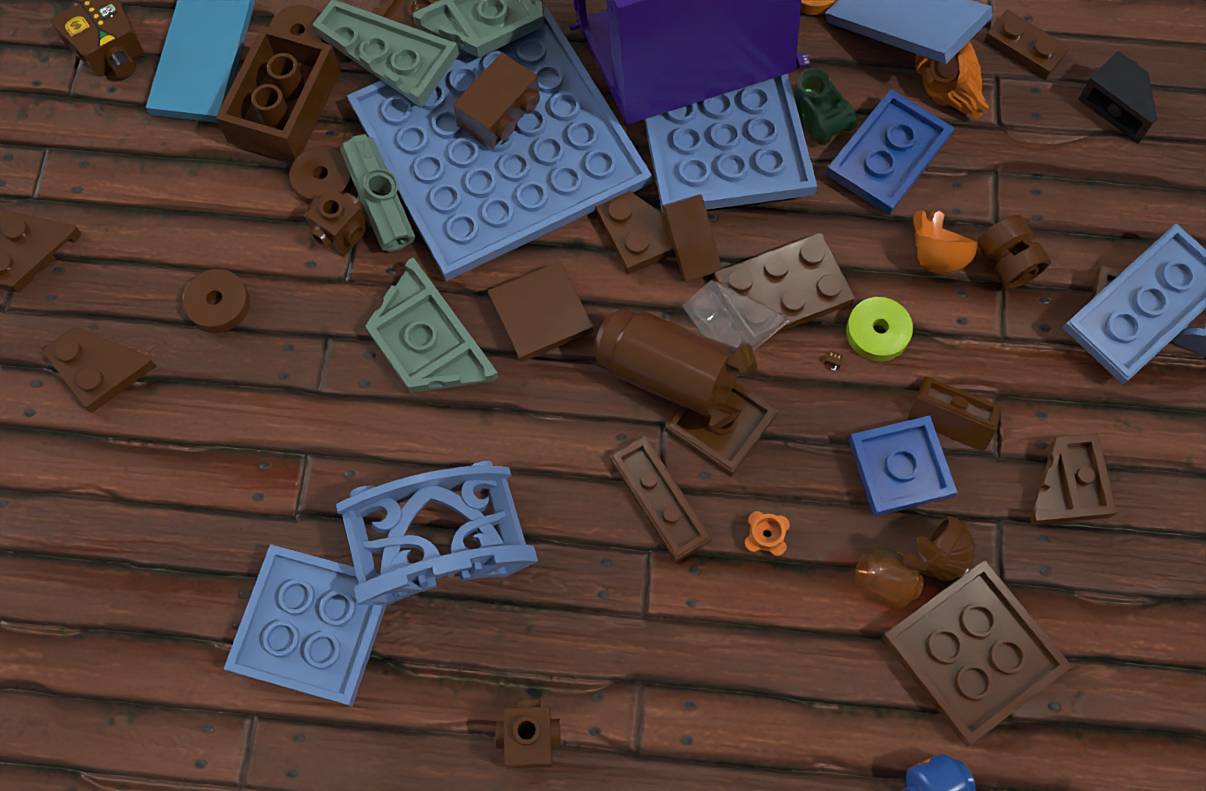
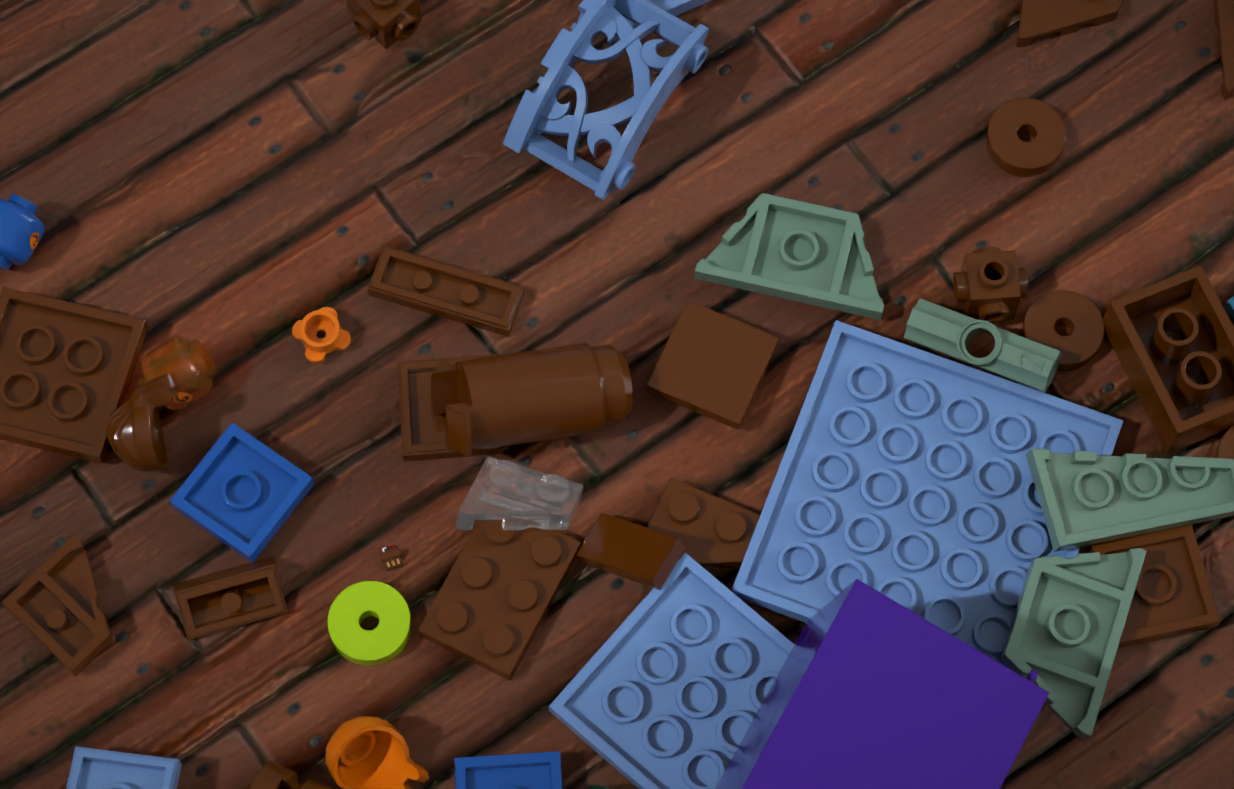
camera: 140 degrees right, 0 degrees up
(497, 101) = (955, 522): reddish brown brick -> none

